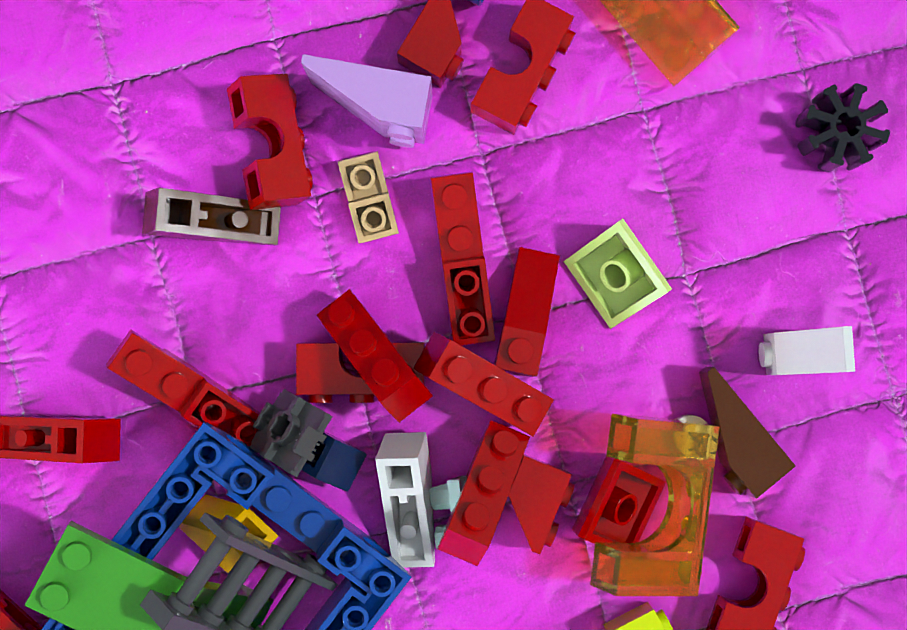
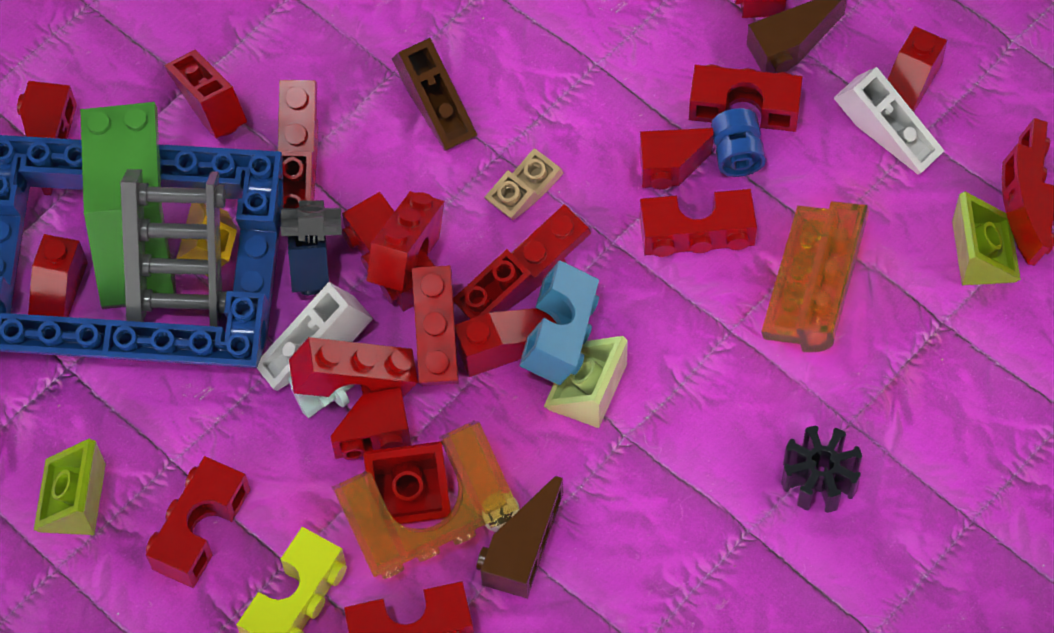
camera: 60 degrees right, 25 degrees down
(269, 107) = (539, 77): red arch -> none
(384, 99) = (603, 147): lavender slope -> none
(532, 238) = (570, 300): none -> dark azure arch
(808, 351) = (622, 536): white slope -> none

